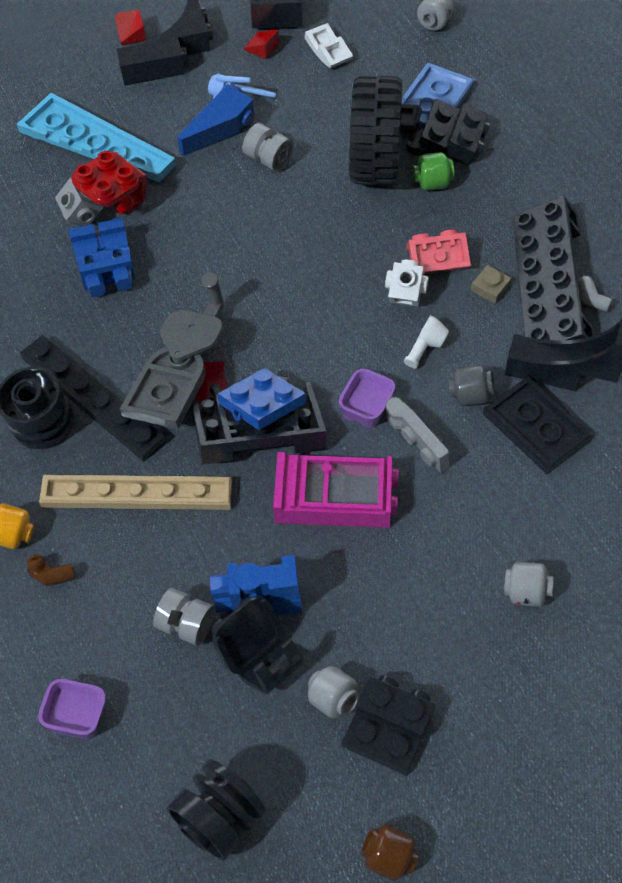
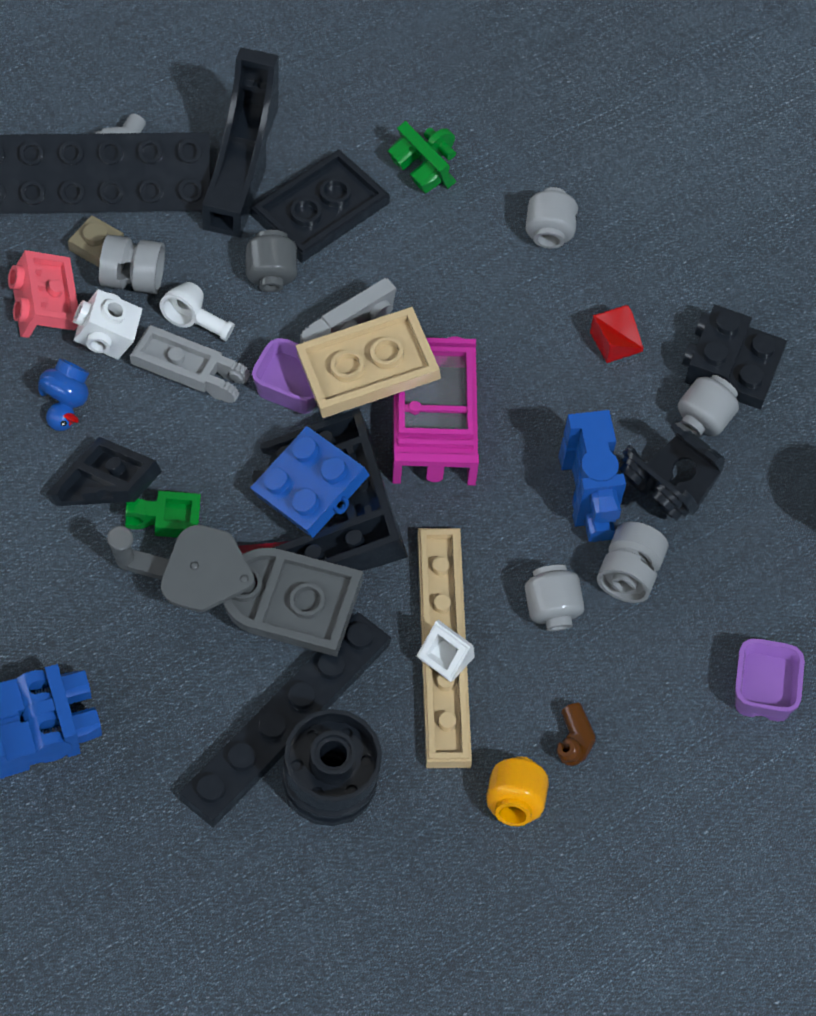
camera: 100 degrees left, 0 degrees up
(121, 486) = (446, 651): none -> white slope
(160, 560) = (554, 597): none -> light grey head
(251, 329) = (169, 514): none -> green plate
(281, 289) = (105, 476): none -> black wing
(353, 266) = (68, 387): none -> blue animal
(361, 432) = (367, 362): none -> tan plate
(379, 335) = (188, 363): none -> light grey hinge
(411, 629) = (616, 333): none -> red slope
(462, 298) = (142, 272): none -> light grey wheel
(591, 495) = (433, 167): none -> green hips

